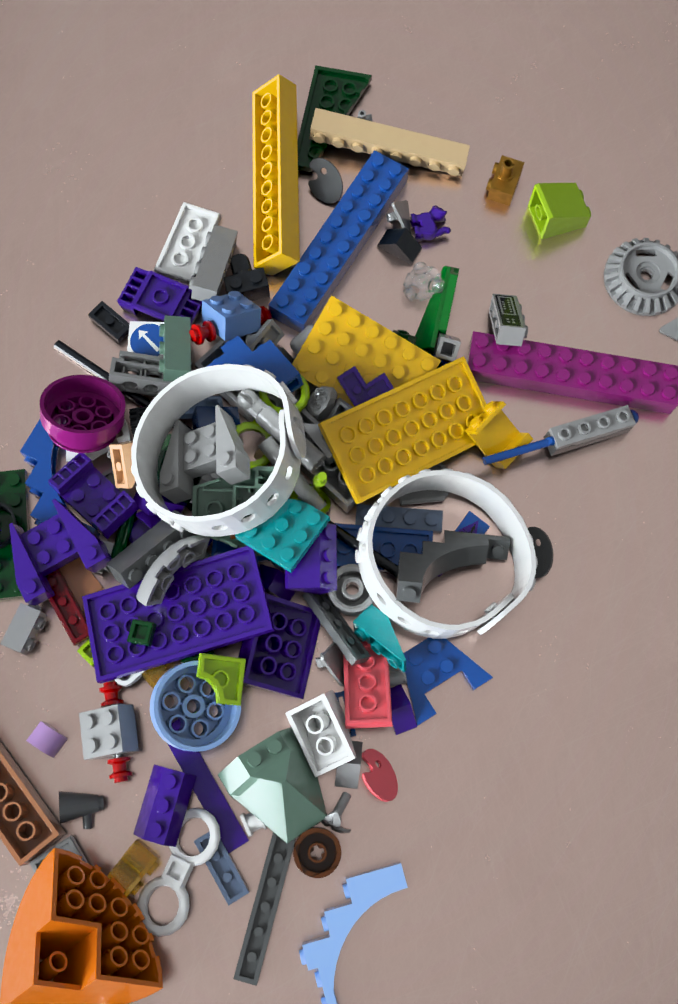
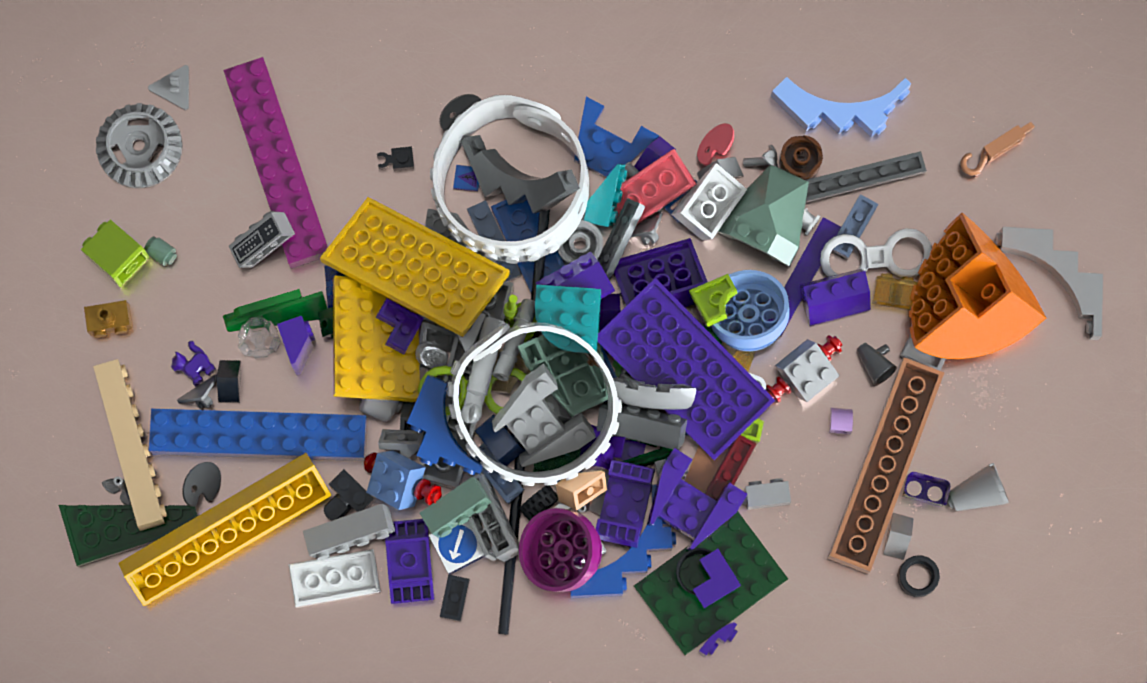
camera: 120 degrees left, 5 degrees up
(141, 632) = (716, 385): dark green tile -> none
(396, 298) = (297, 339): none -> dark purple slope
(447, 347) = (314, 280): light grey brick -> none
(496, 433) = (375, 193): yellow panel -> none
(521, 478) = (400, 159): none -> black plate
(541, 246) = (160, 251): none -> sand green brick
(576, 434) = (336, 130): light grey piece -> none

